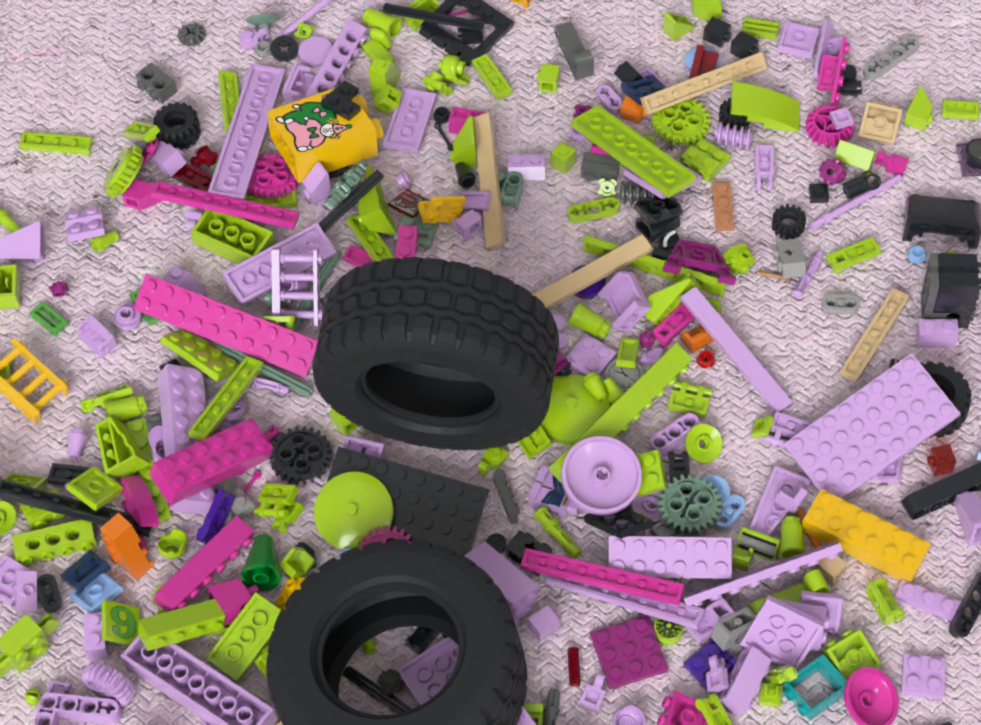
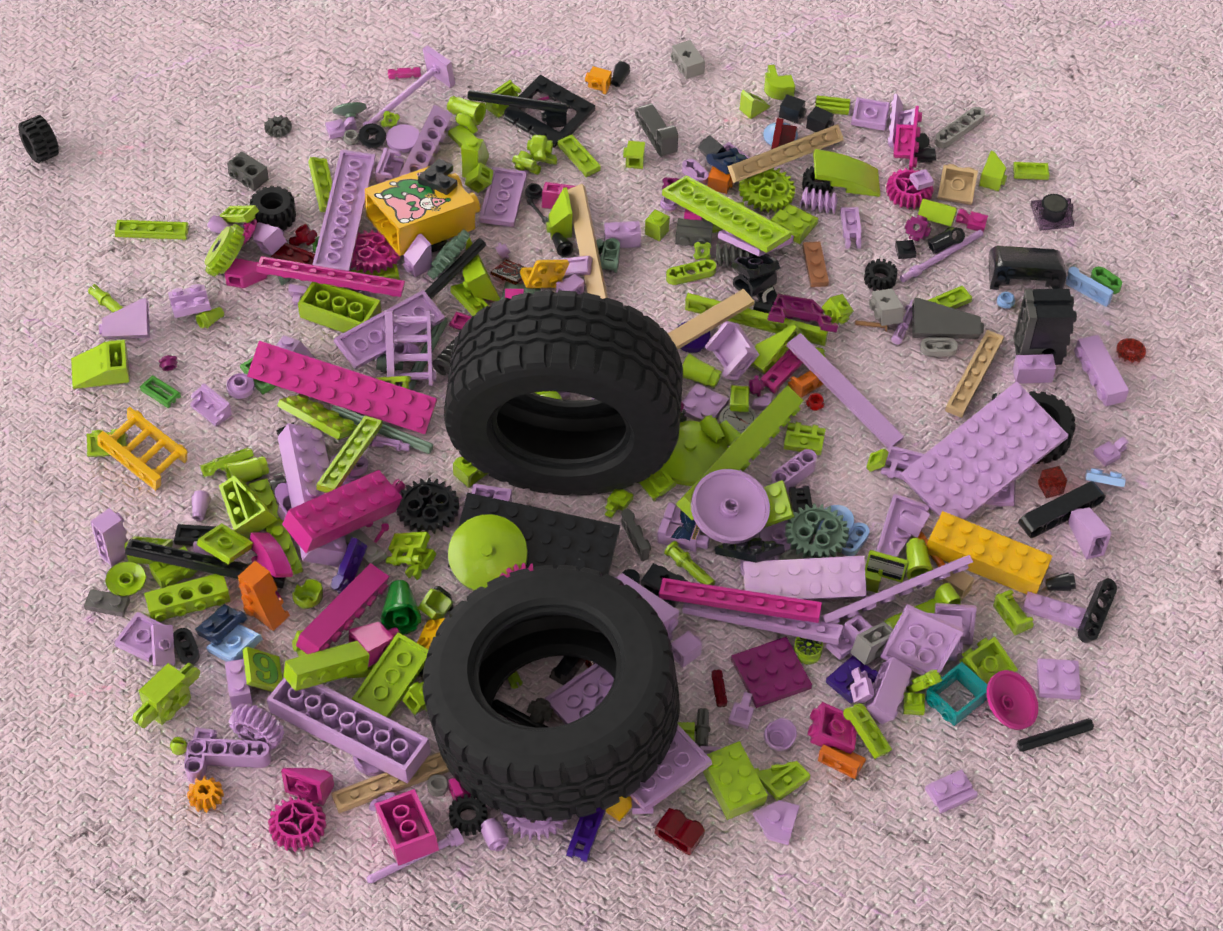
camera: 10 degrees left, 5 degrees down
(121, 140) = (217, 224): none -> lavender cone
(711, 439) = (828, 472): lime dish -> none
(845, 277) = (943, 322): none -> dark grey slope
(938, 571) = (1061, 582): none -> black cone

